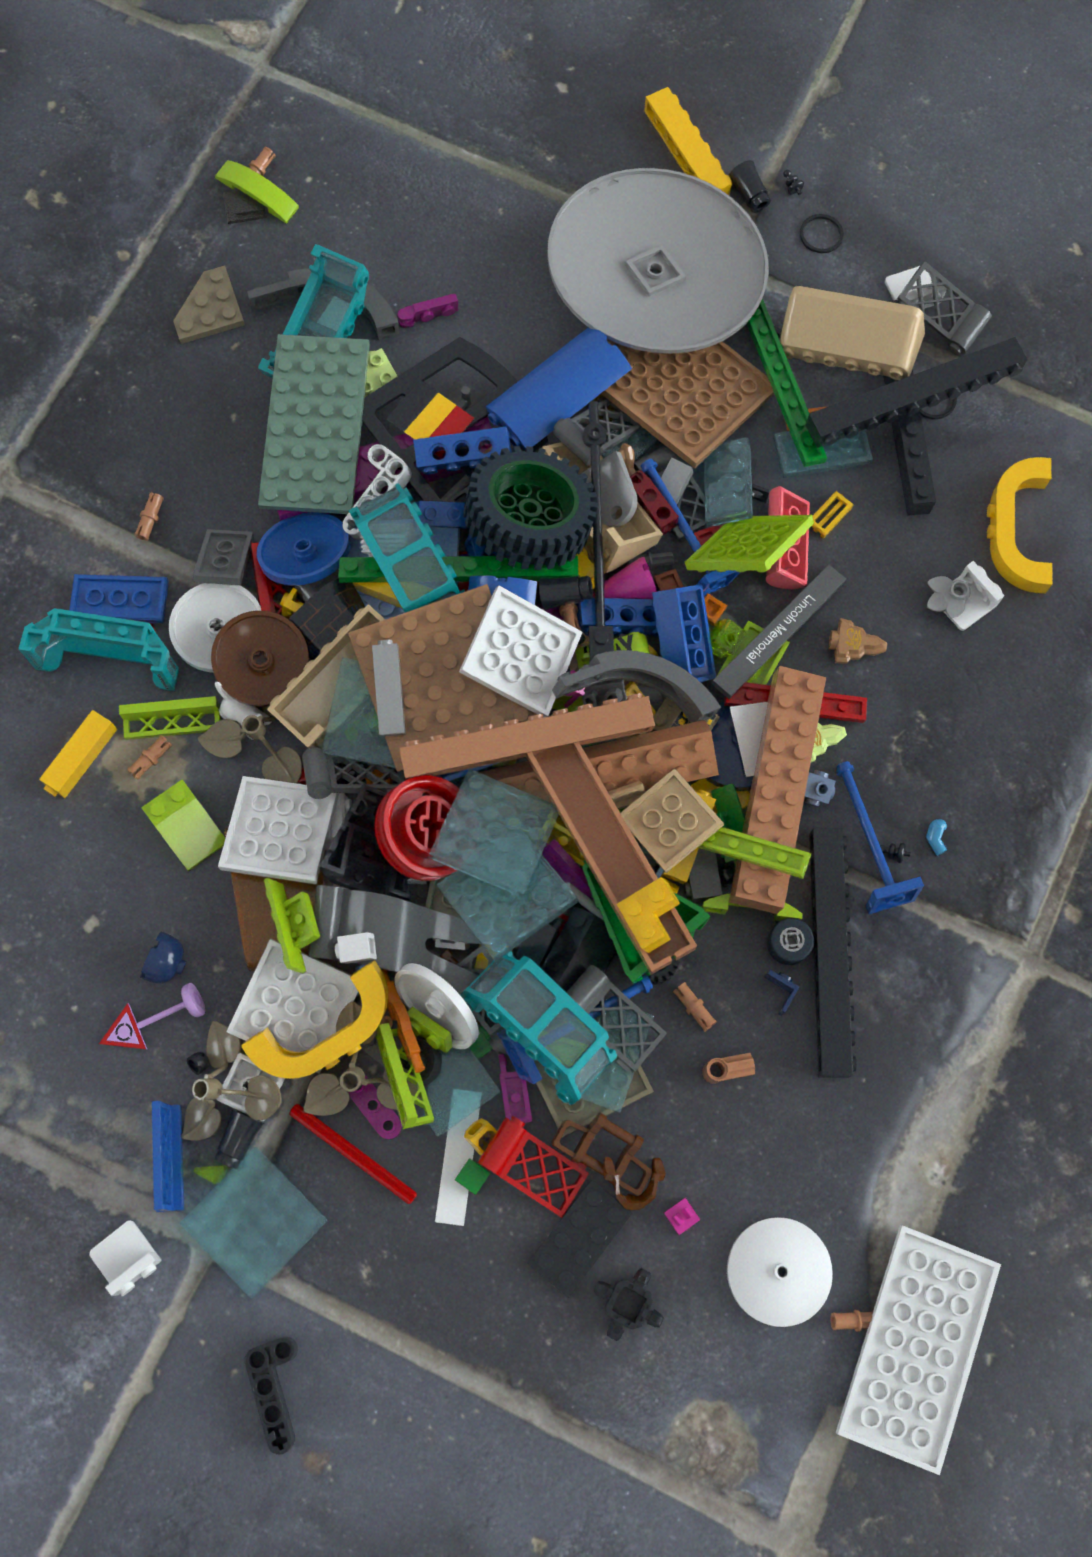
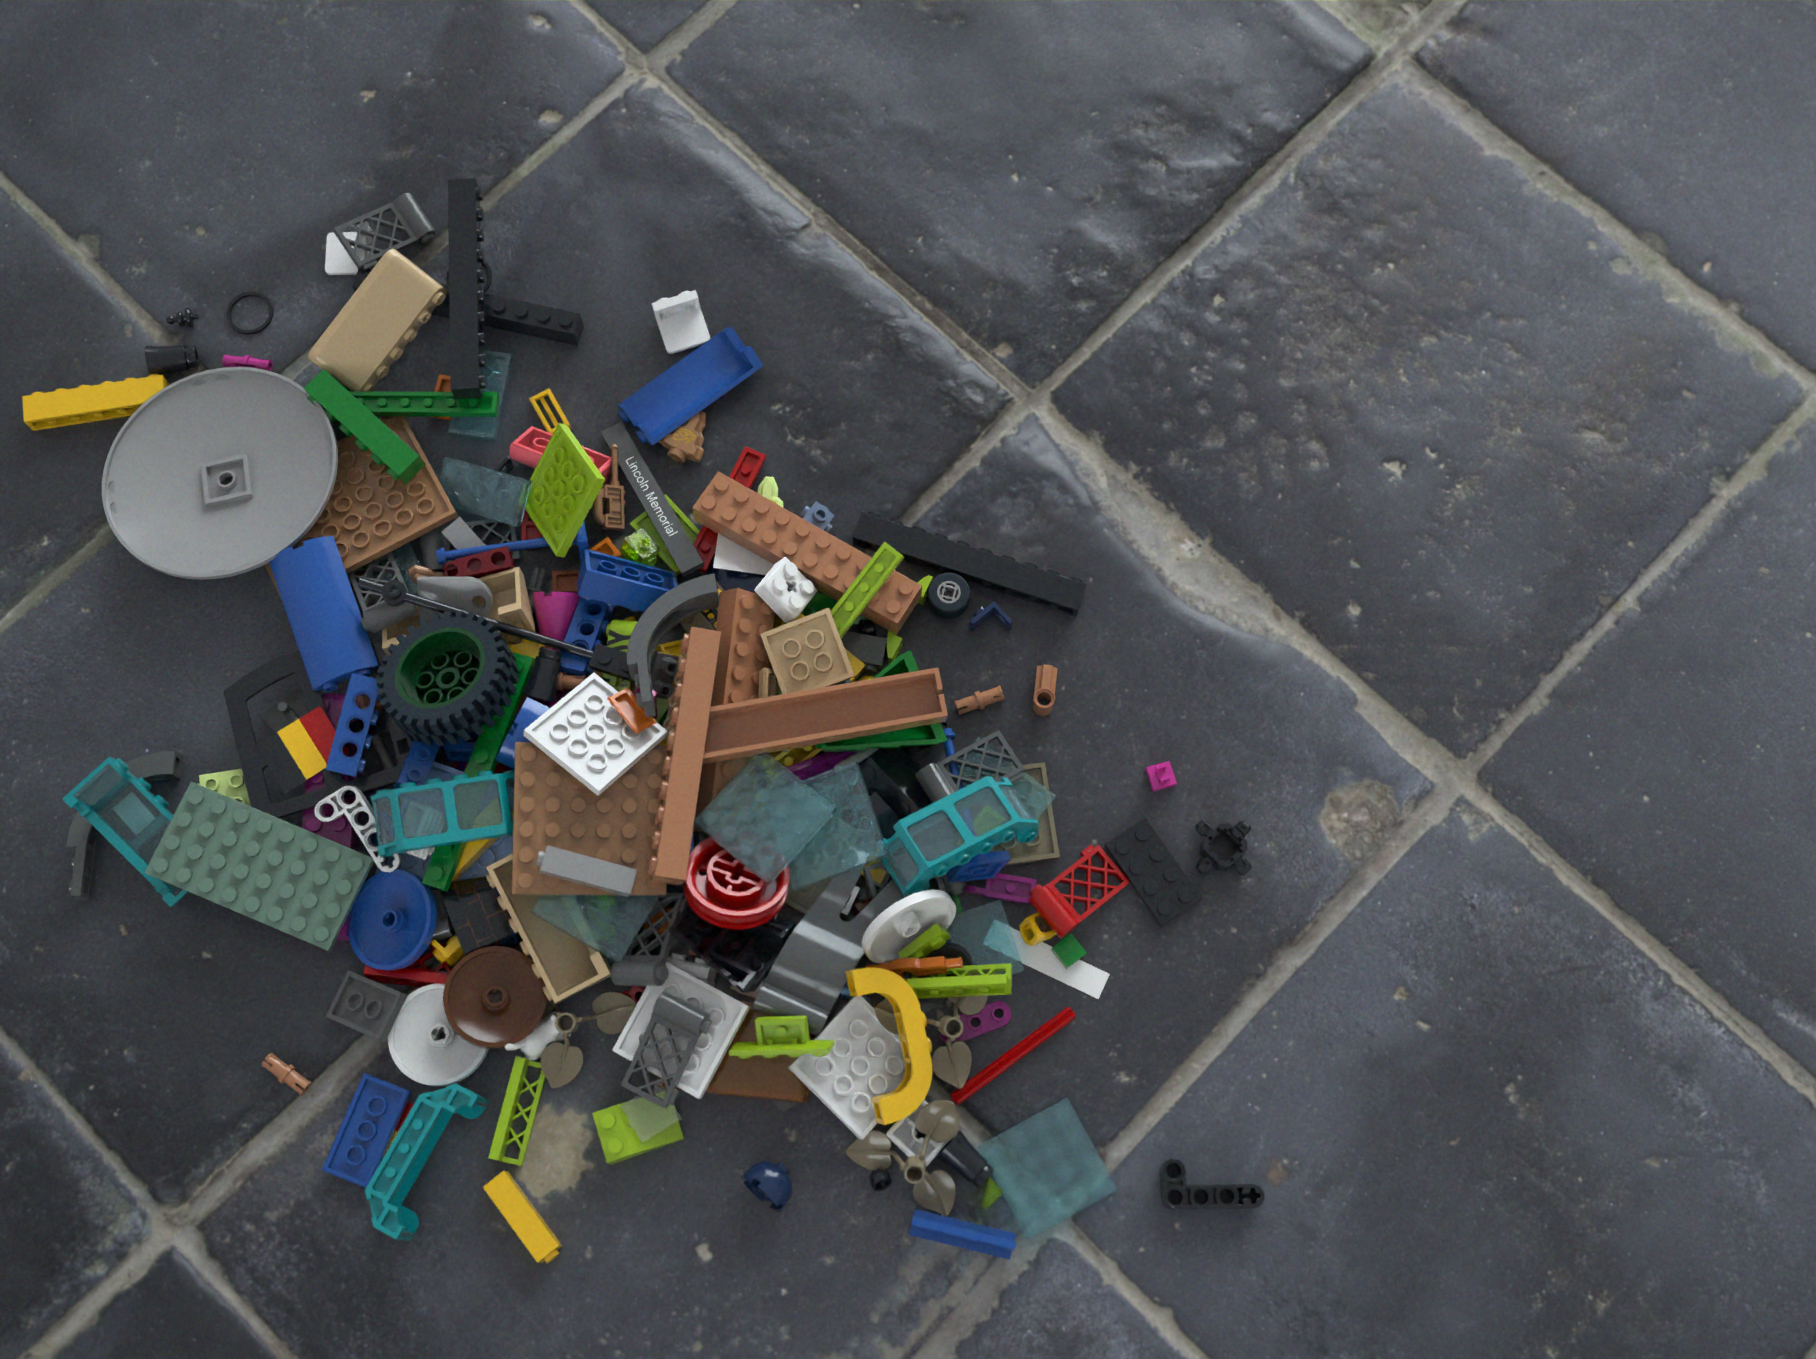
camera: 70 degrees left, 0 degrees up
(124, 1258) = (1044, 1301): white bracket -> none
(126, 1031) = (824, 1243): lavender piece -> none
(149, 757) = (552, 1144): nougat pin -> none
(197, 830) = (648, 1117): none -> clear piece
(209, 308) = (67, 944): dark tan plate -> none
(284, 819) = (676, 1016): none -> dark grey piece
(355, 948) = (829, 984): white brick -> none
(427, 310) = (171, 718): magenta hinge -> none
(547, 680) = (627, 707): none -> orange tile
(627, 1155) = (1094, 806): reddish brown bar -> none
(630, 1201) = (1137, 808): reddish brown helmet -> none
(642, 913) = (892, 703): yellow brick -> none
(742, 775) = (786, 590): none -> white brick
(746, 359) = (365, 427): none -> green brick
(755, 1279) = (1227, 729): white dish -> none
(769, 597) = (614, 498): none -> medium nougat piece
(772, 248) = (246, 361): none -> dark pink pin
(855, 1320) = (1293, 659): nougat axle -> none
(893, 893) = (935, 490): blue tile -> none
(899, 852) = (895, 478): black hair -> none
(906, 626) = (689, 386): none -> blue cylinder
(918, 1349) = (1330, 616): white plate -> none
(934, 836) = (893, 437): dark azure arm -> none
(945, 597) = (674, 342): light grey plate -> none
(1009, 562) = (626, 268): yellow arch -> none

